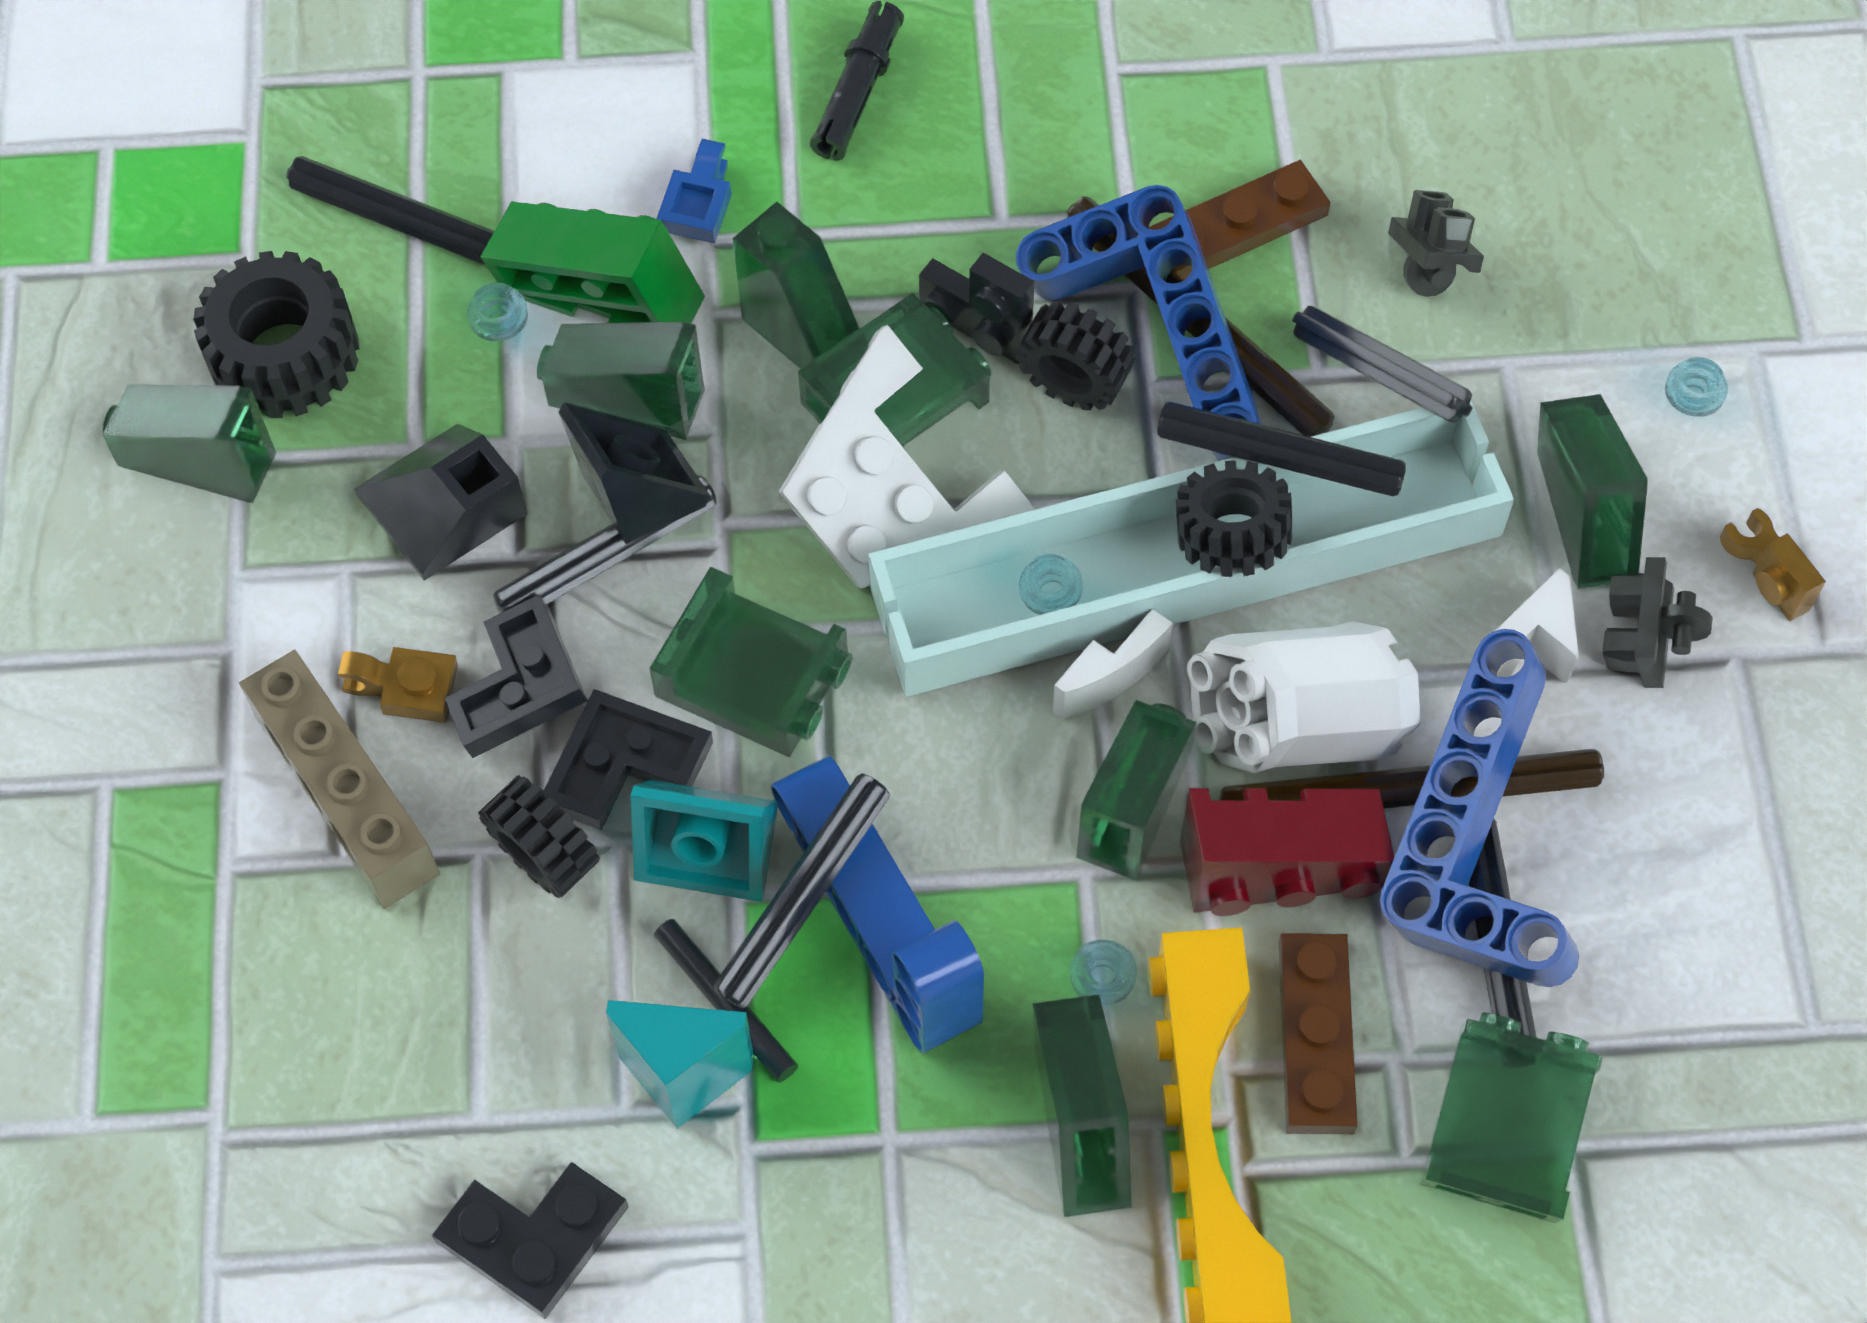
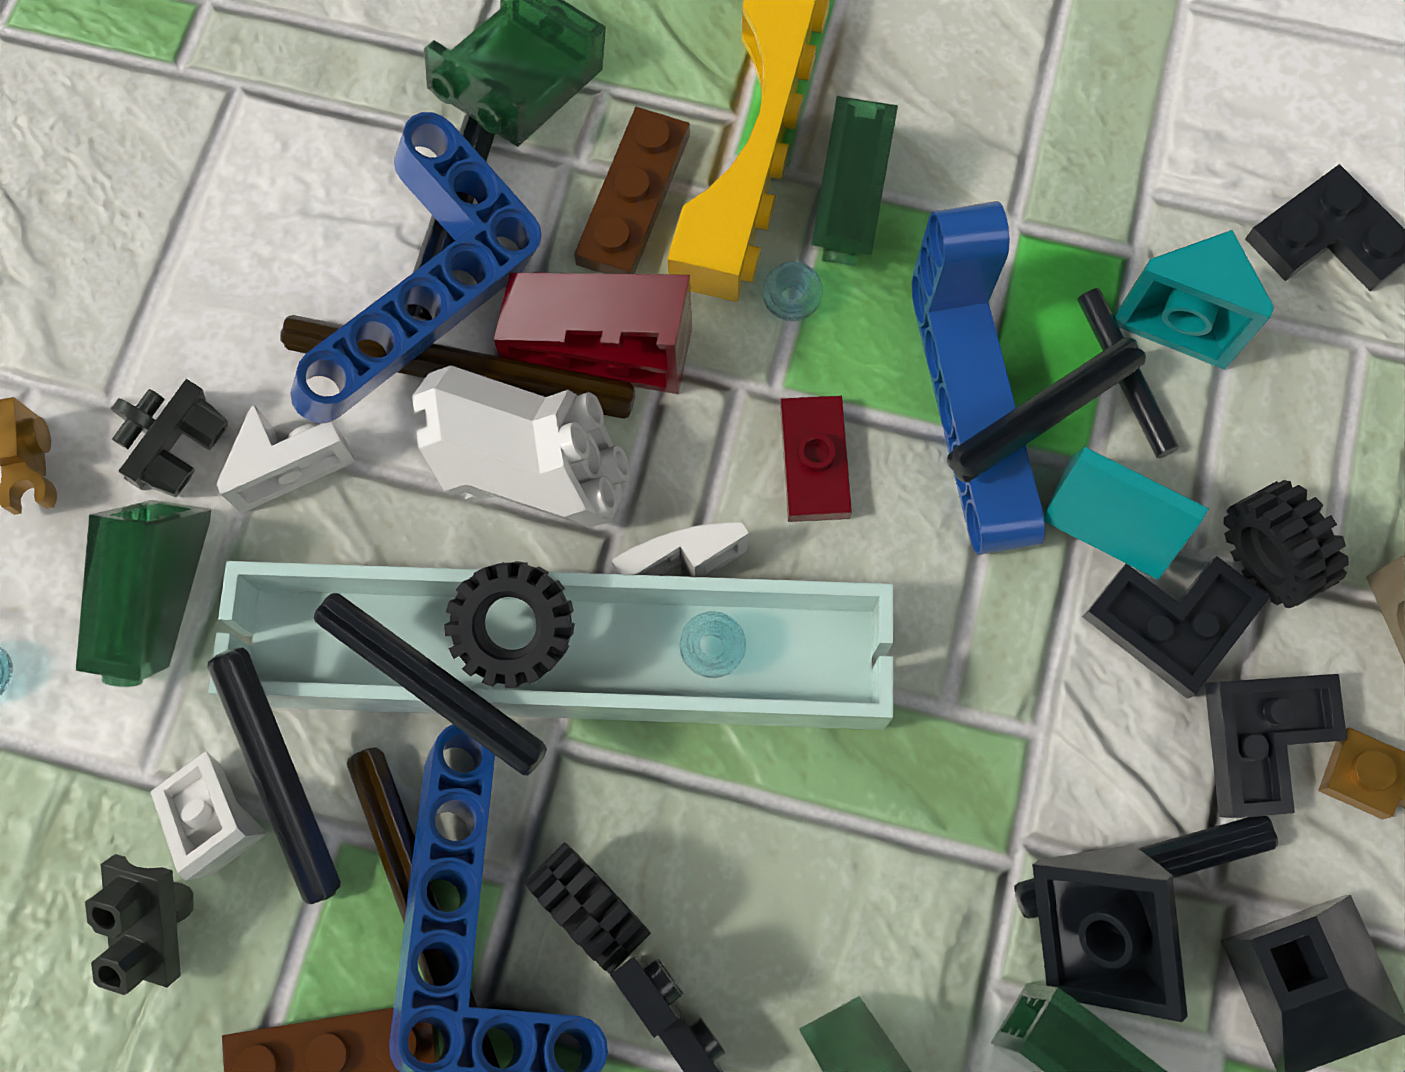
camera: 160 degrees left, 10 degrees up
(749, 666) = (1027, 679): clear green panel -> none
(862, 486) = (862, 809): white wing -> none
(945, 383) = (788, 954): clear green panel -> none
(1018, 811) = (815, 459): none -> dark red plate
(1134, 788) = (707, 418): clear green slope -> none
(1427, 324) = (203, 819): none -> white slope

